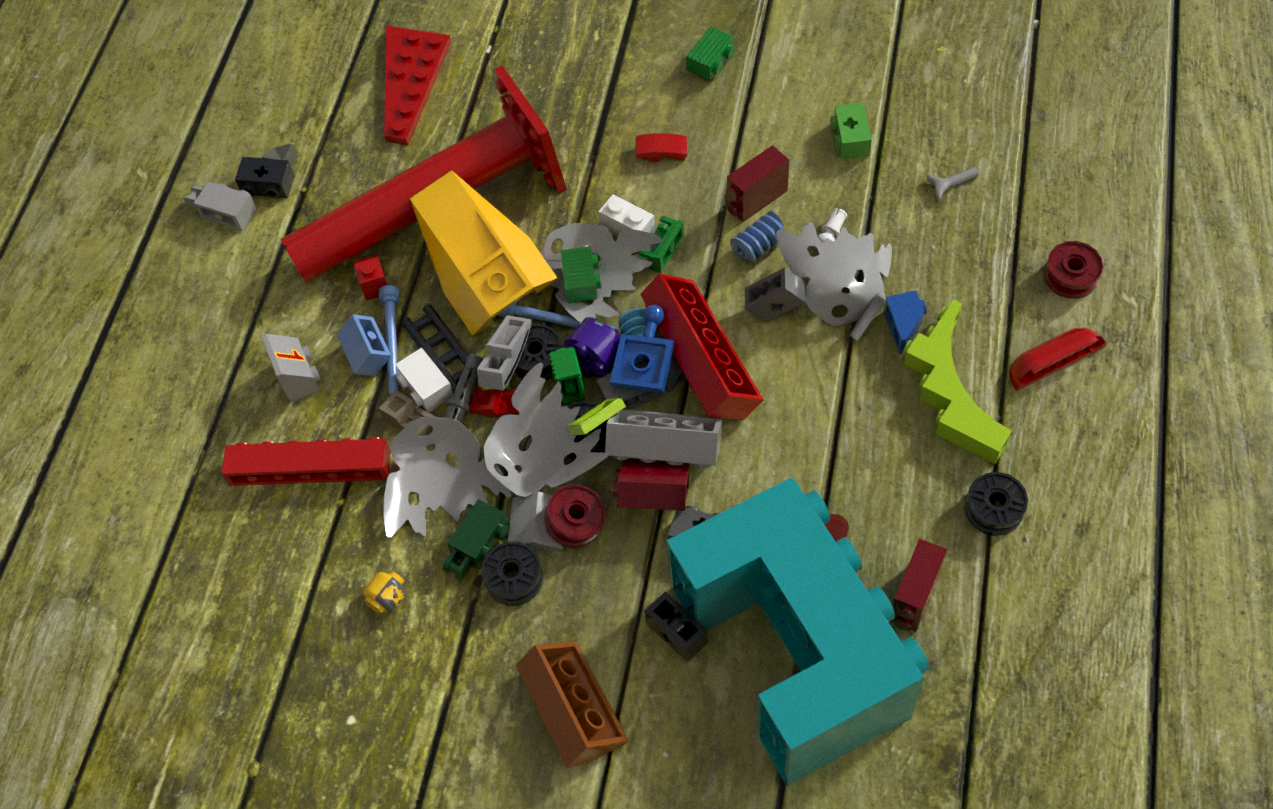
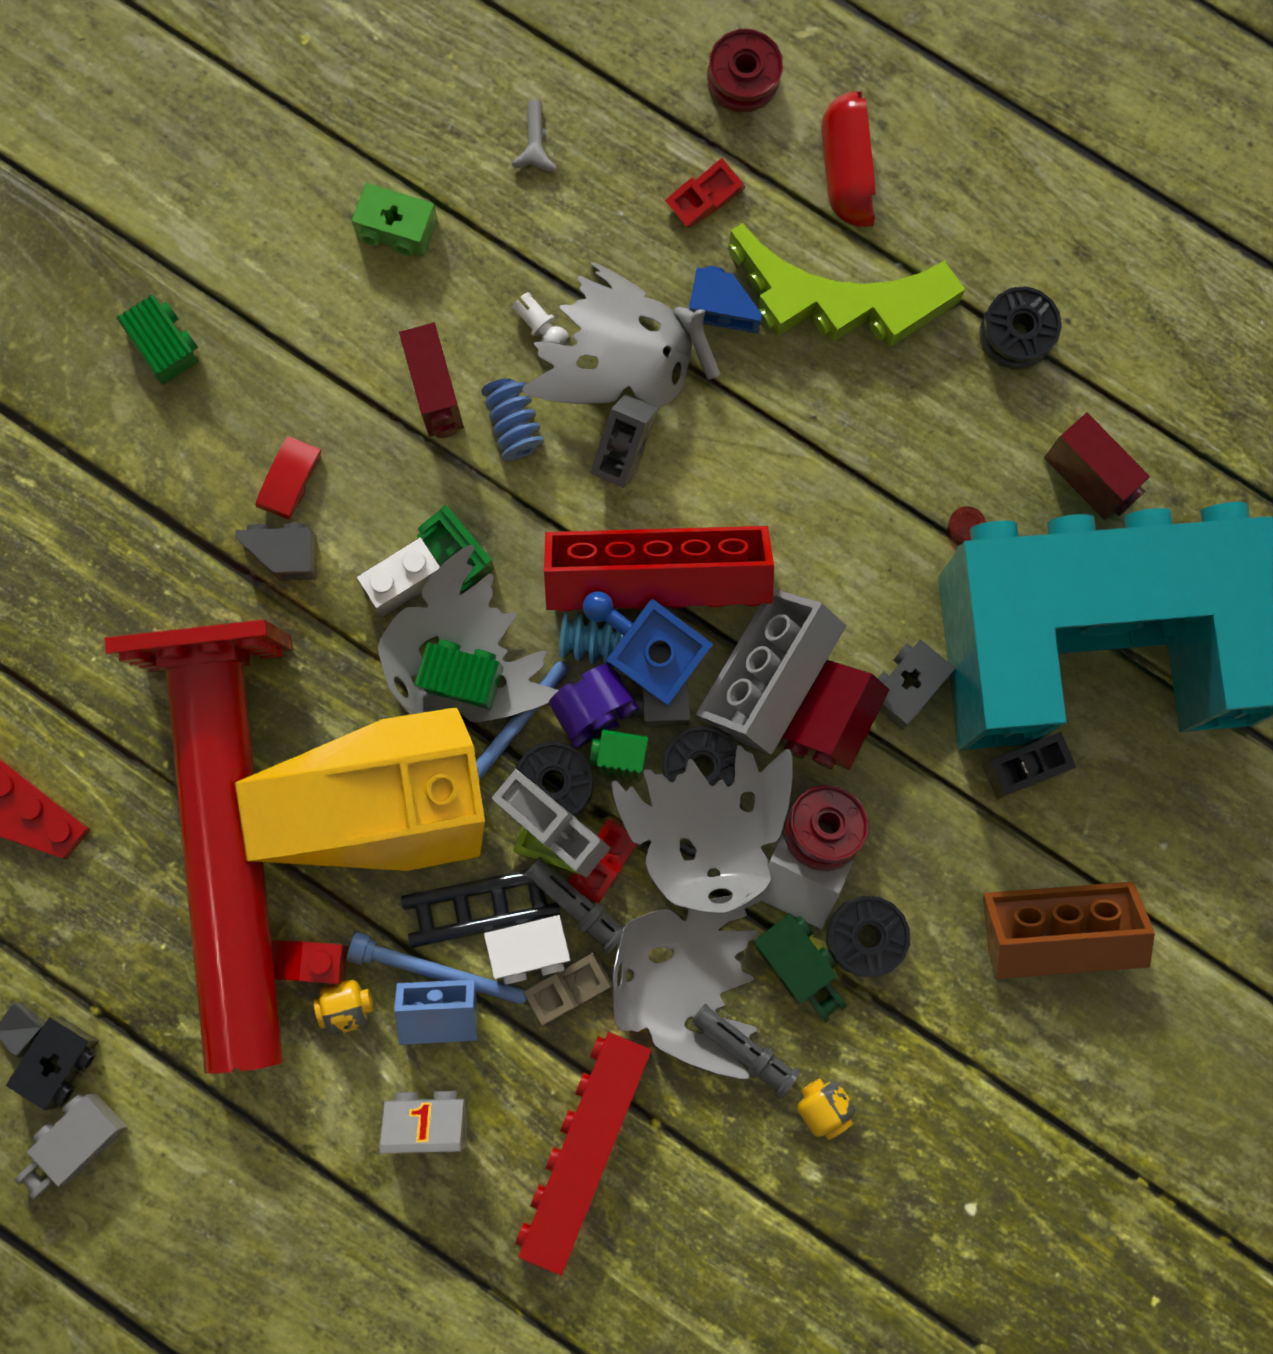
camera: 75 degrees left, 20 degrees up
(349, 299) = (343, 1007): none -> yellow head
(402, 541) = (760, 1061): none -> dark grey pin
(596, 416) = (714, 743): lime tile -> none
(613, 161) = (285, 552): none -> dark grey slope
(970, 283) = (706, 194): none -> red slope

